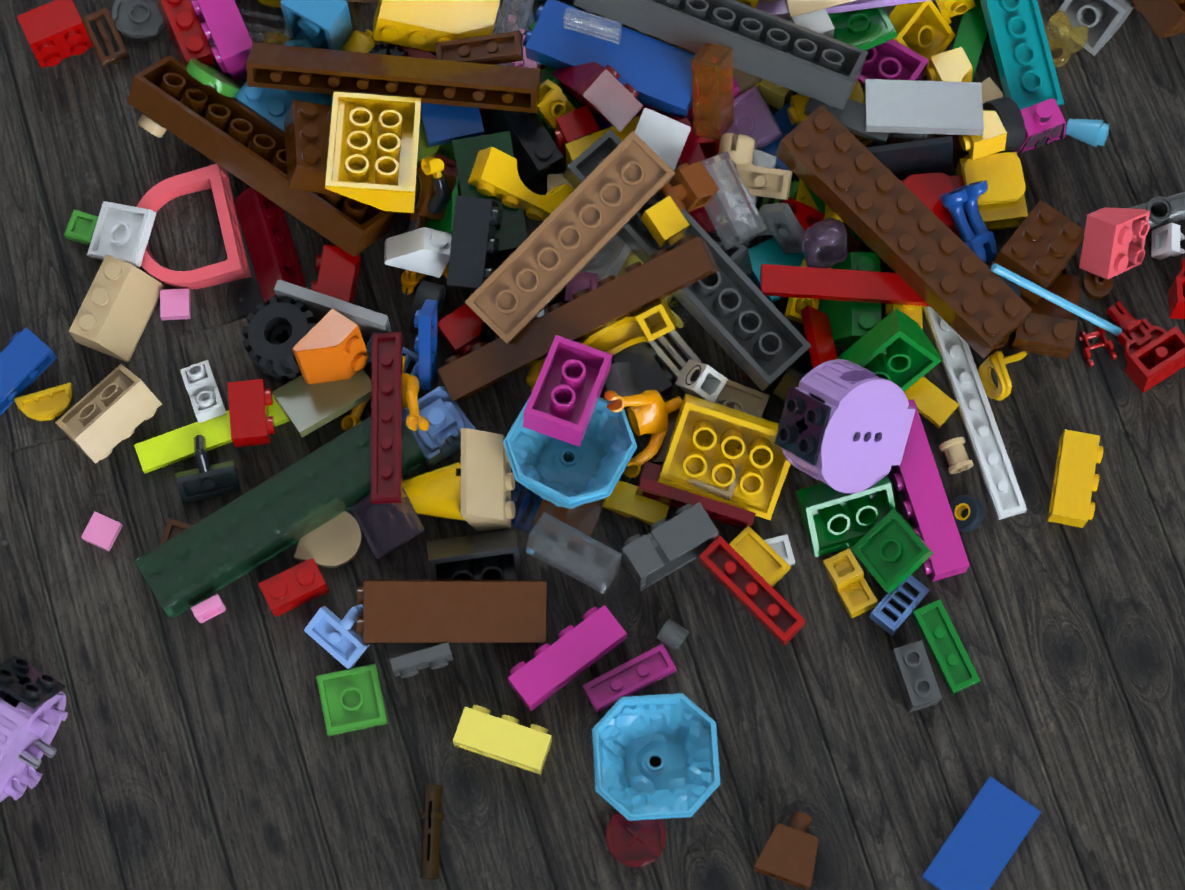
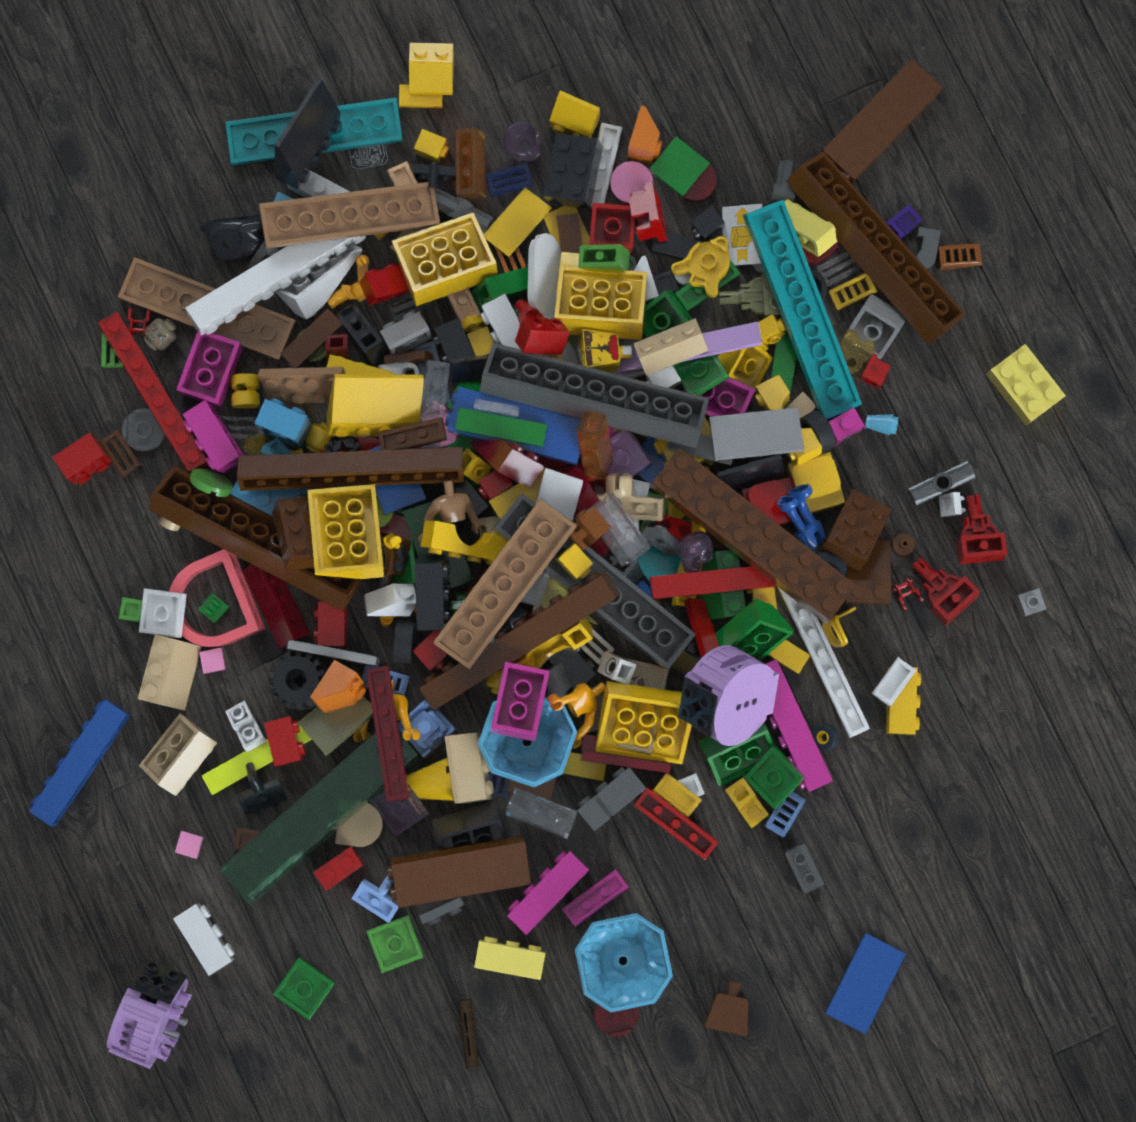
camera: 10 degrees left, 10 degrees up
(46, 403) = (129, 752): yellow tile -> none
(99, 653) = (204, 938): none -> white brick
(188, 240) = (213, 608): none -> green tile
(208, 609) = (279, 893): bright pink tile -> none
(220, 741) = (304, 988): none -> green tile
(426, 344) = (408, 672): blue plate -> none
(521, 143) = (452, 509): none -> medium nougat piece
(581, 281) = (520, 611): bright pink tile -> none
(589, 48) = (501, 427): none -> green tile
(673, 634) = (622, 862): dark grey hose -> none
(946, 647) = (822, 841): green plate -> none
(956, 455) = (813, 695): tan bush -> none
(1042, 292) = (872, 569): medium azure axle -> none
(1066, 448) = (893, 681): none -> white tile
(1084, 68) = (875, 372): none -> red panel
(1114, 240) = (911, 513): coral slope -> none

